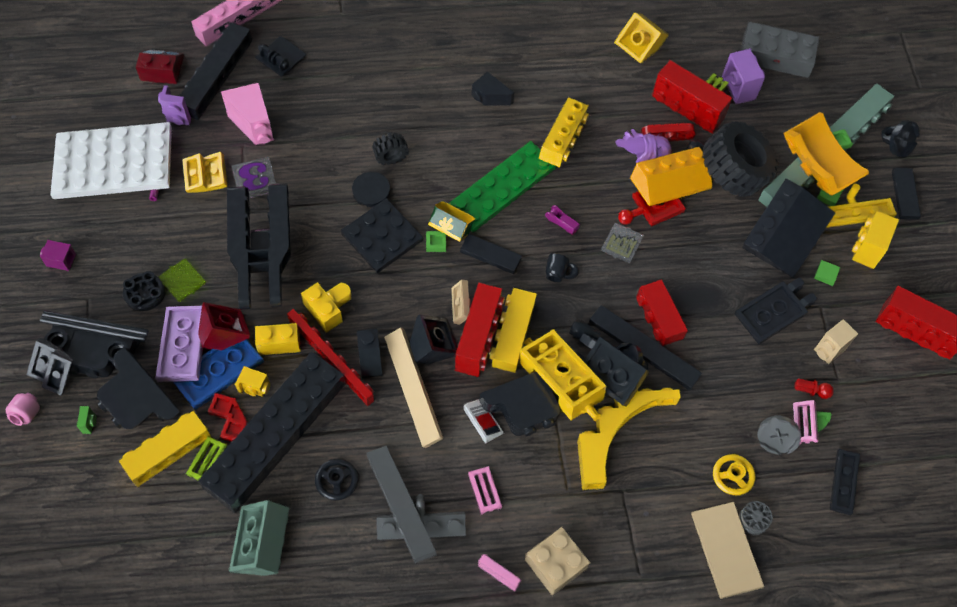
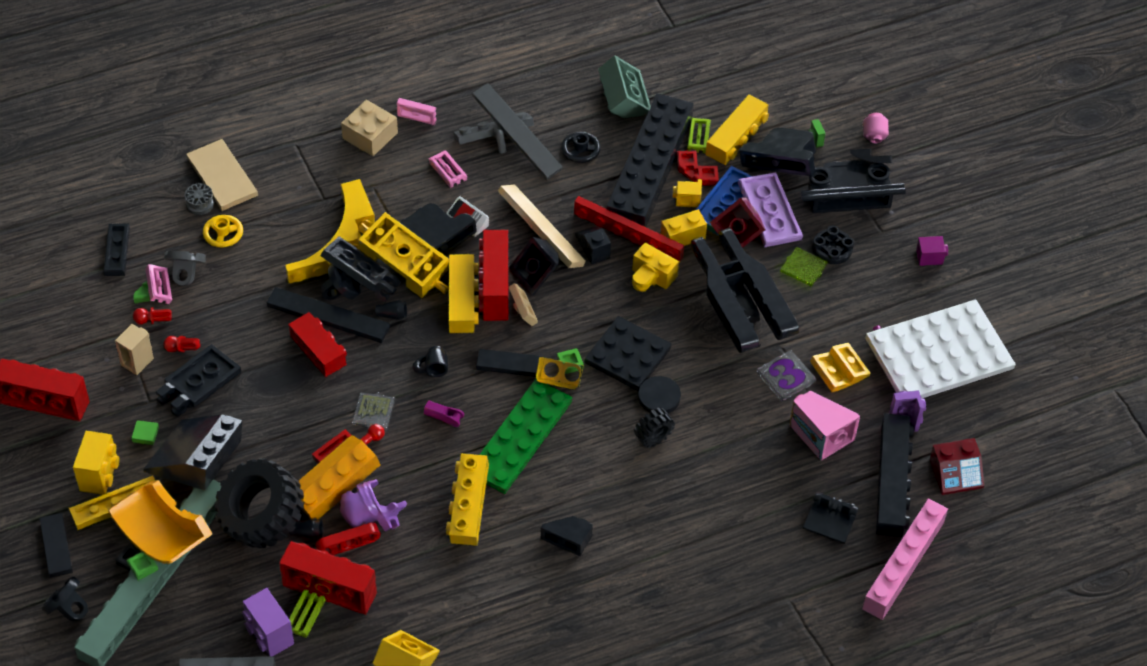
camera: 165 degrees right, 10 degrees down
(795, 356) = (181, 344): none -> red axle

